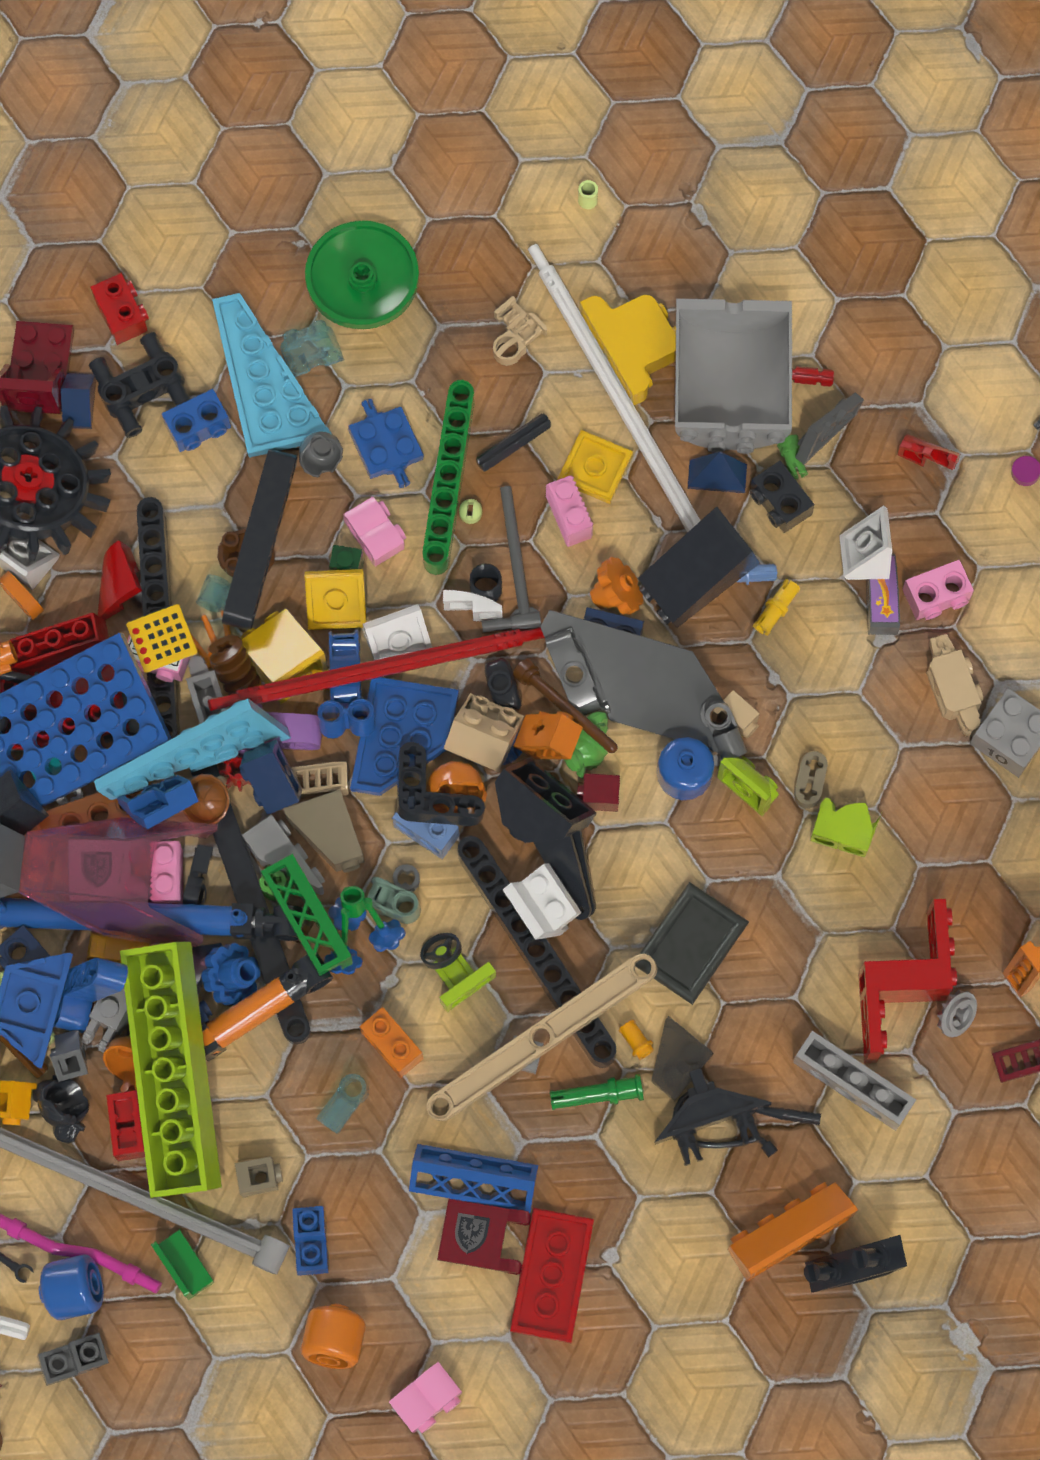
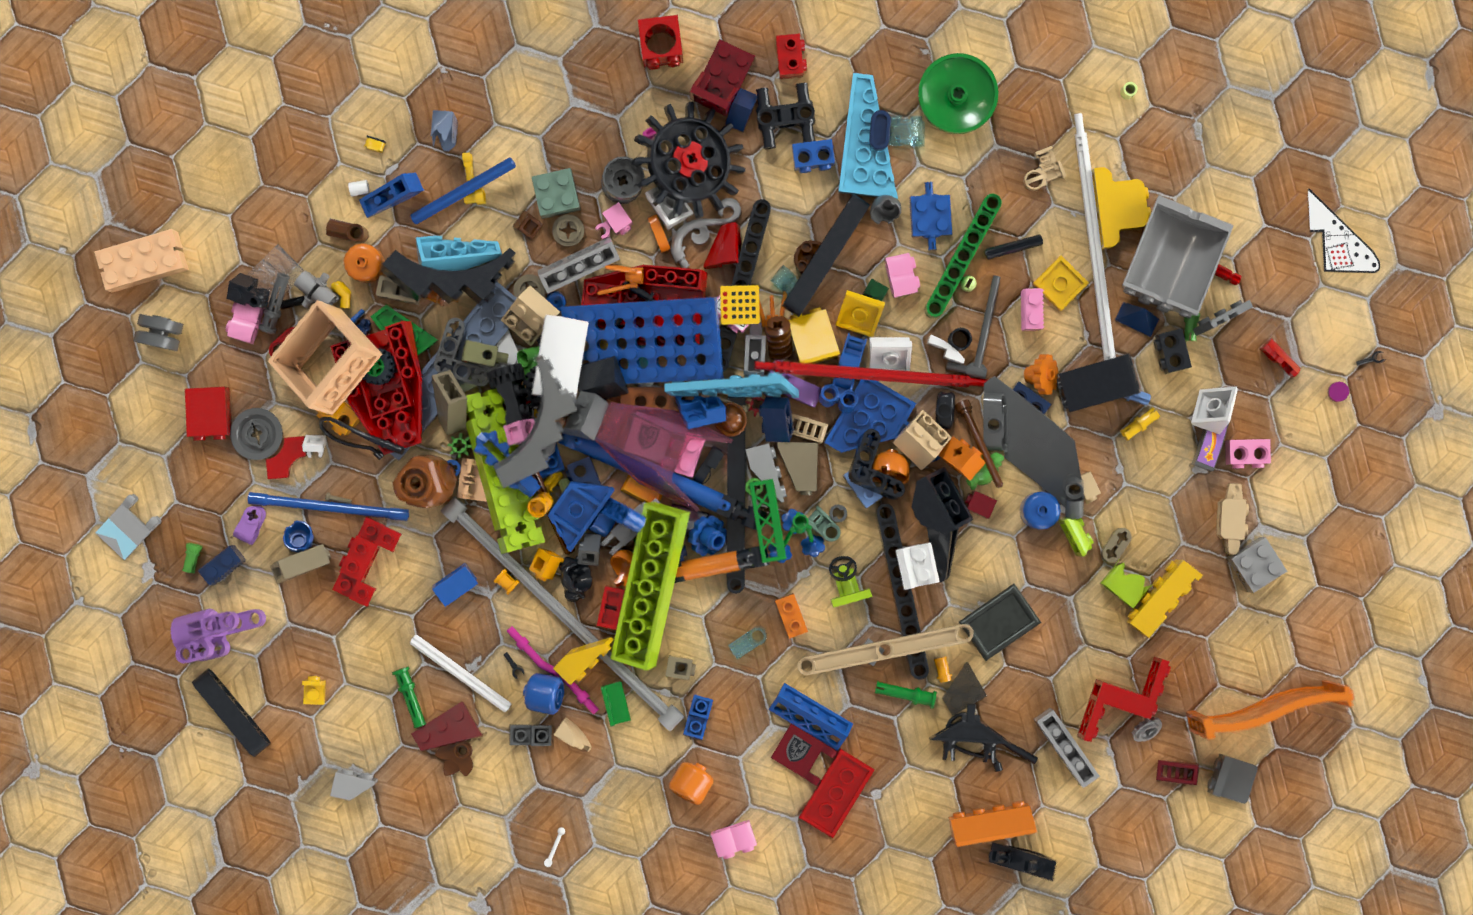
camera: 15 degrees right, 15 degrees up
(76, 564) = (678, 236): none -> light grey plant
(103, 1224) = (579, 658): none -> yellow slope
(127, 1329) = (572, 735): none -> tan slope
(274, 356) = (880, 130): none -> dark blue tile
(904, 822) = (1163, 597): none -> yellow wedge
(949, 289) = (1341, 246): none -> white sticker

